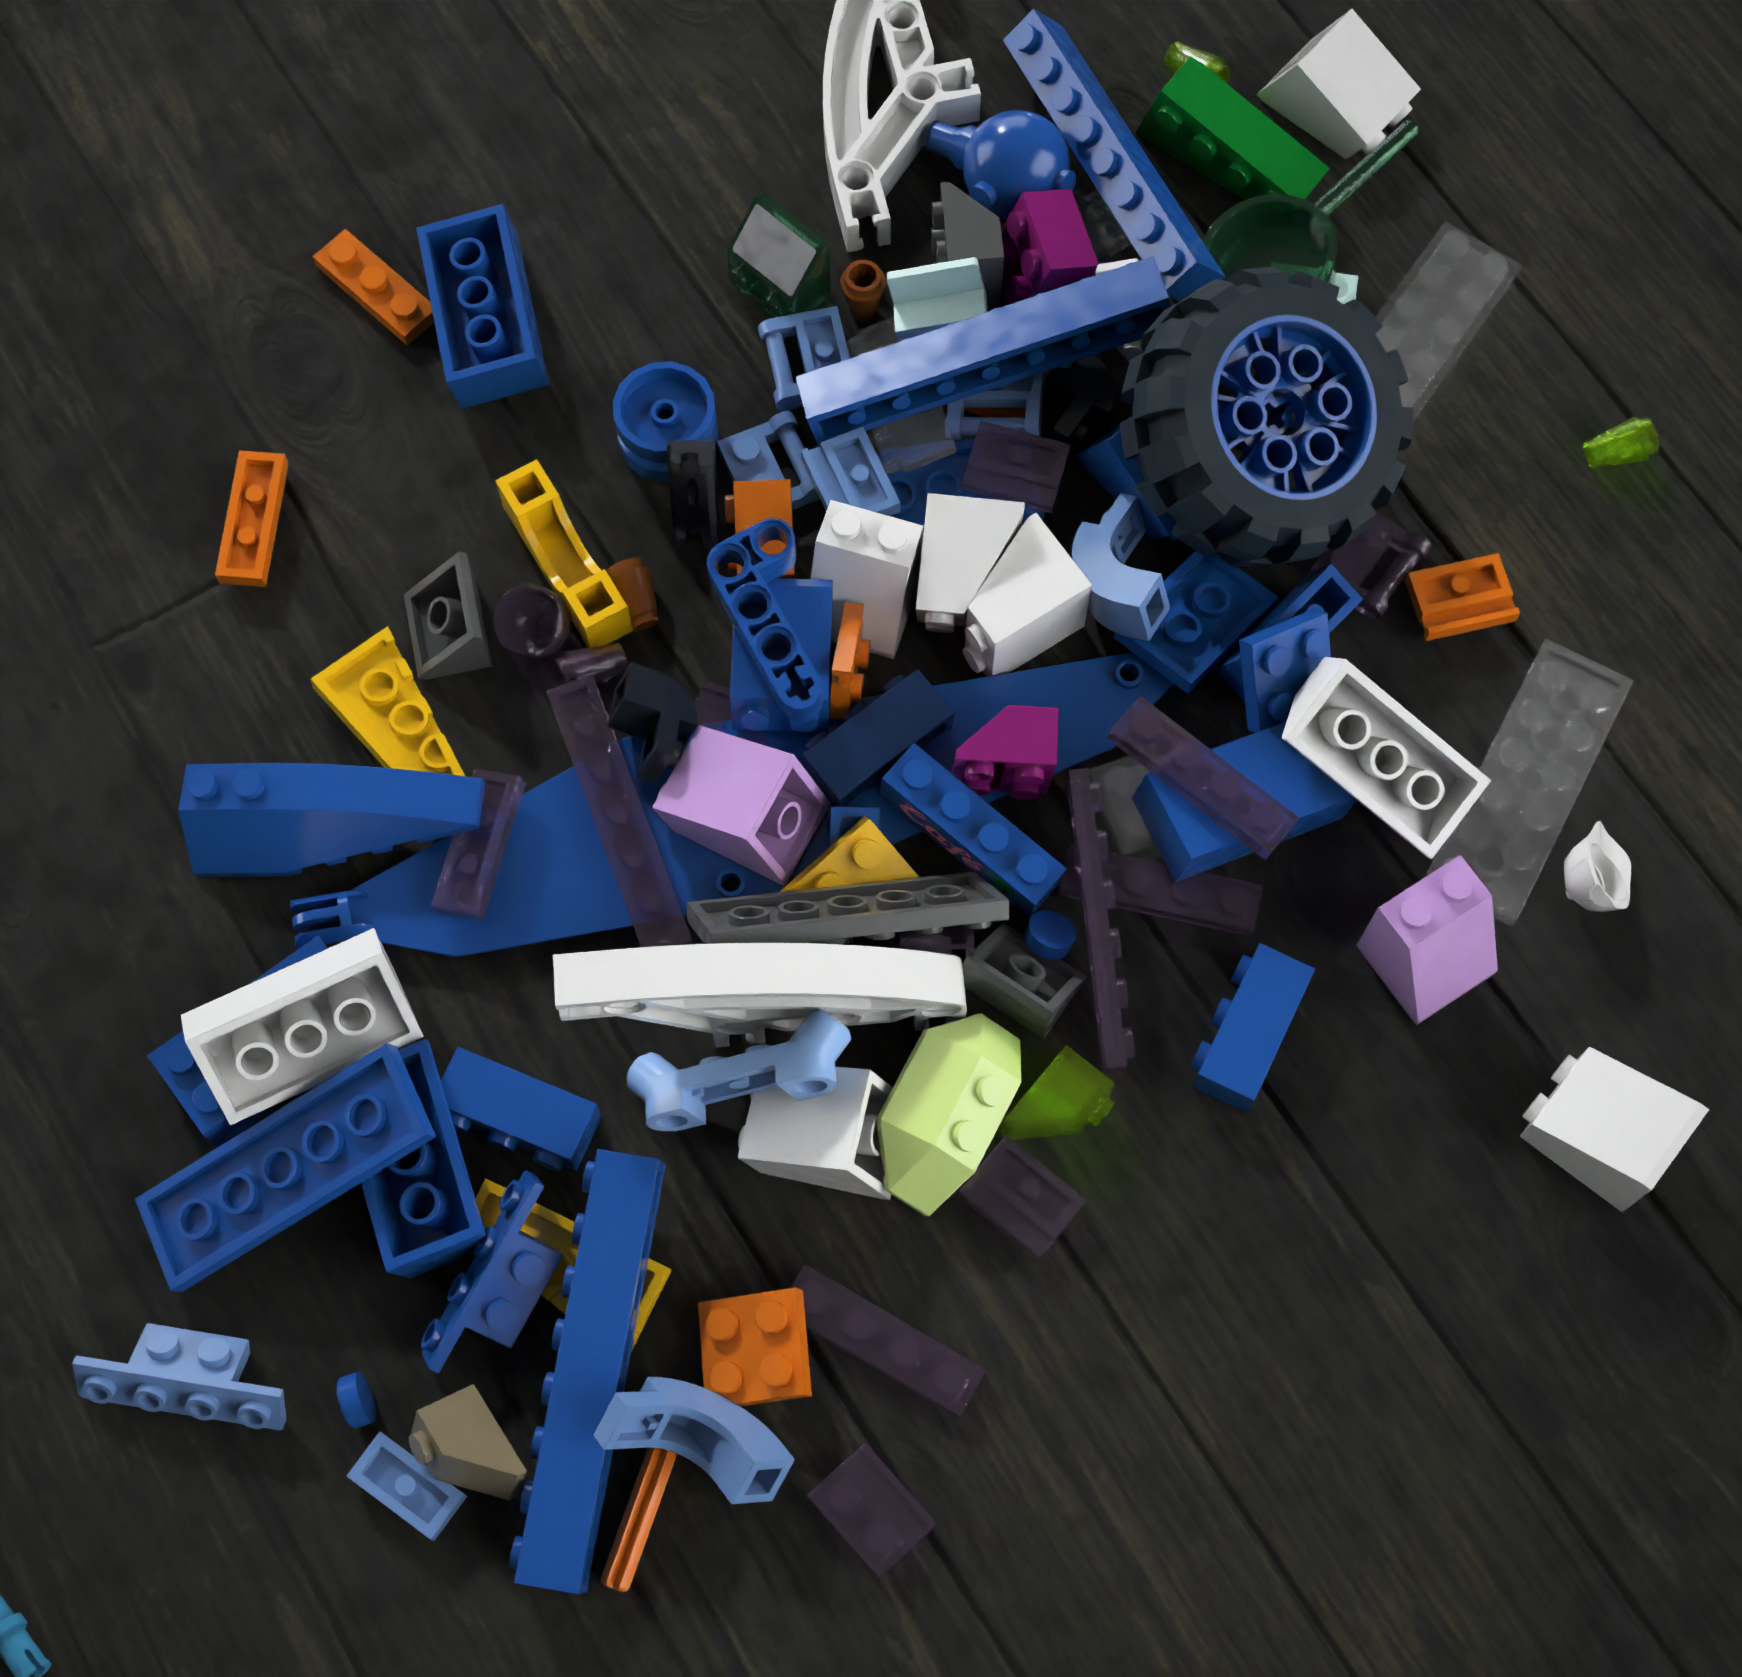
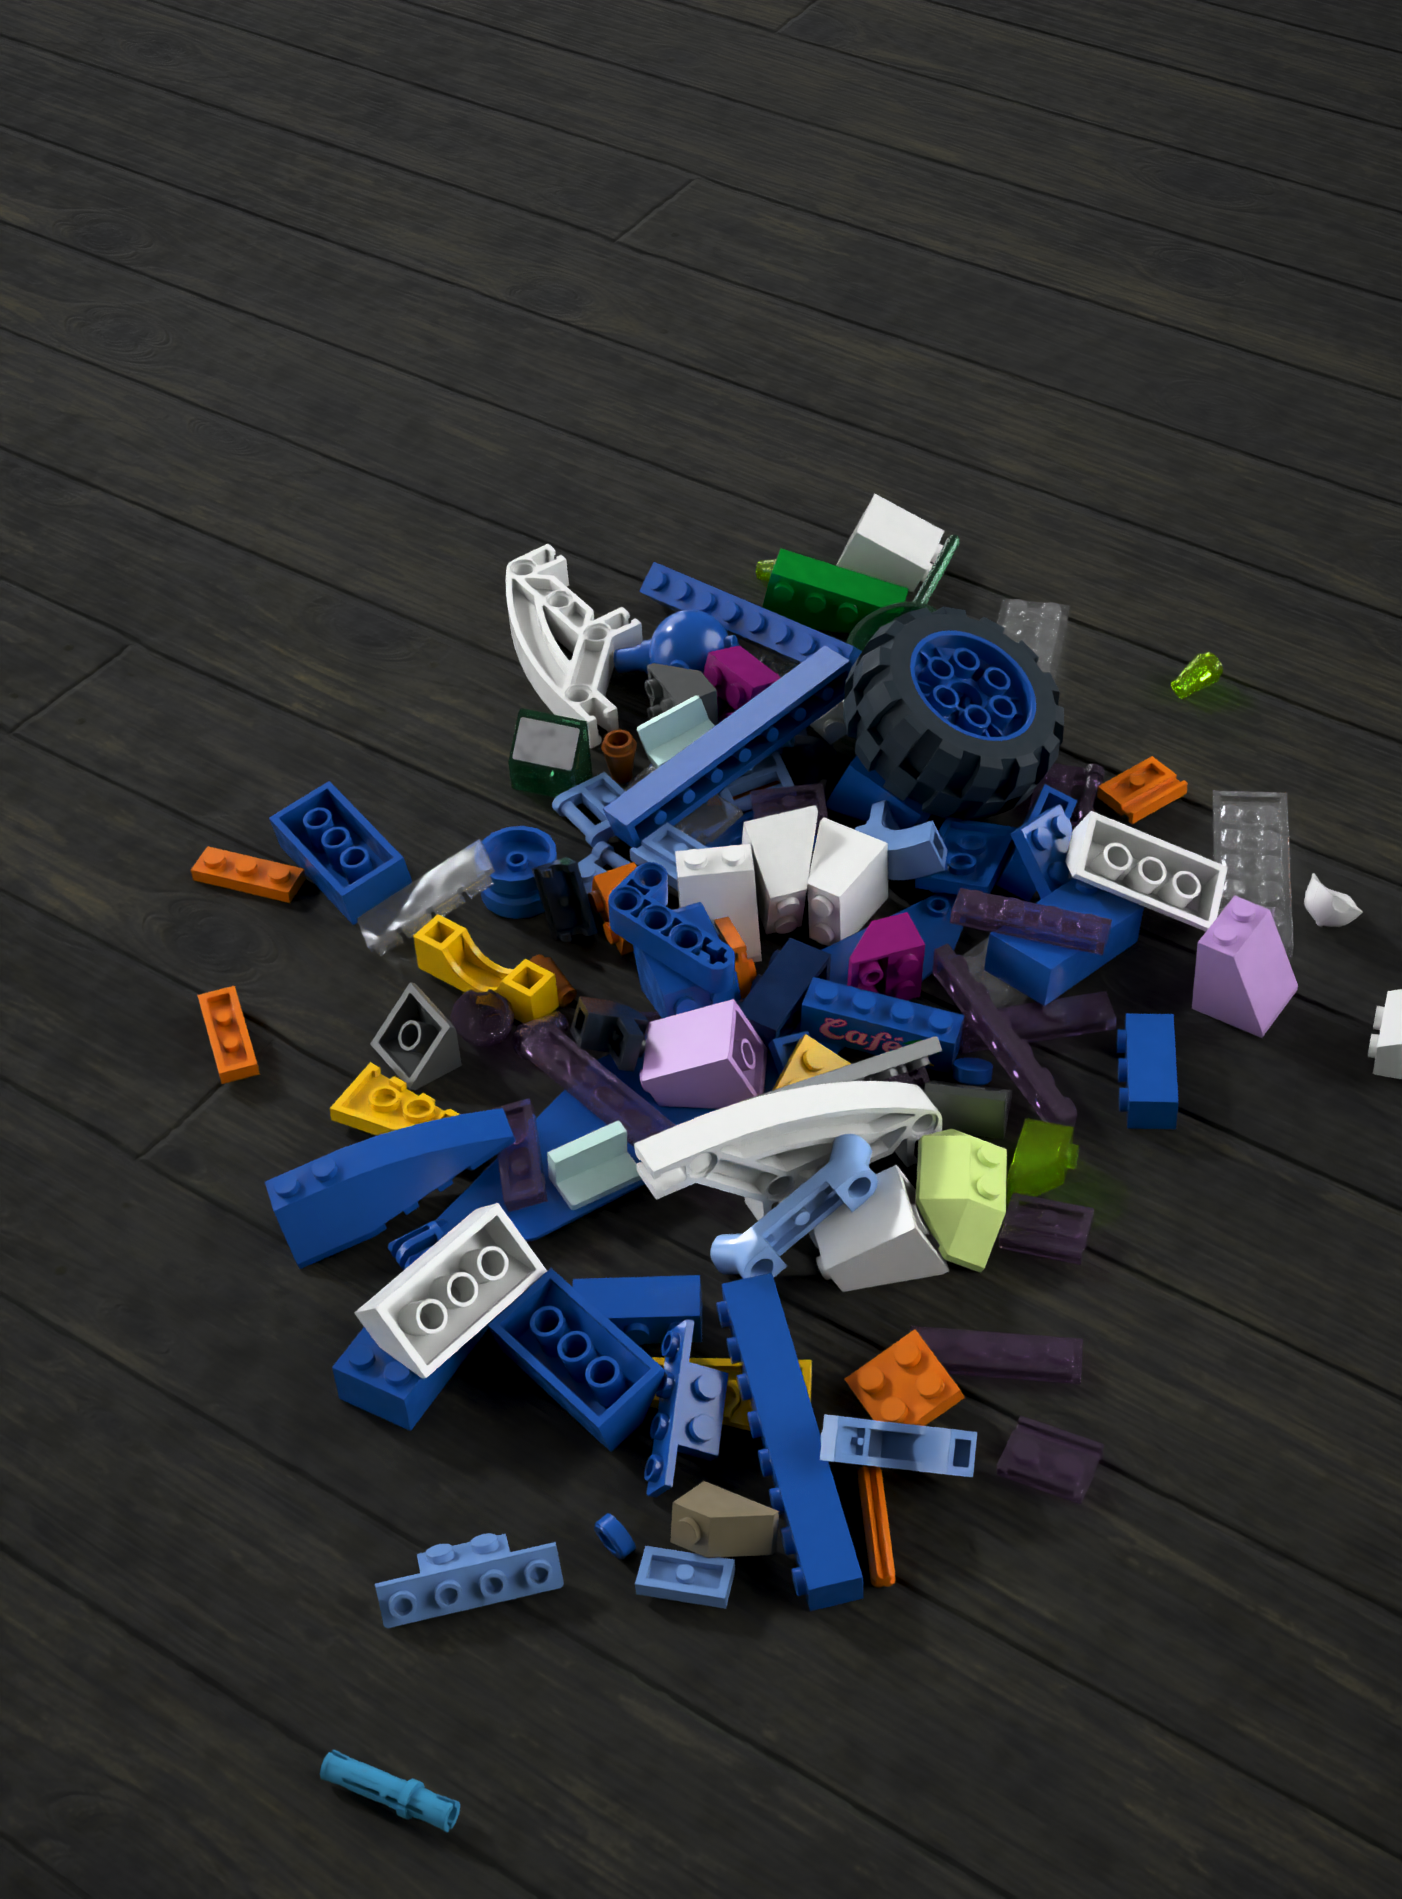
camera: 20 degrees left, 25 degrees down
(284, 1167) = (480, 1396): blue plate -> none
(545, 422) = (434, 891): none -> clear windscreen
(556, 895) = (592, 1166): none -> light aqua panel

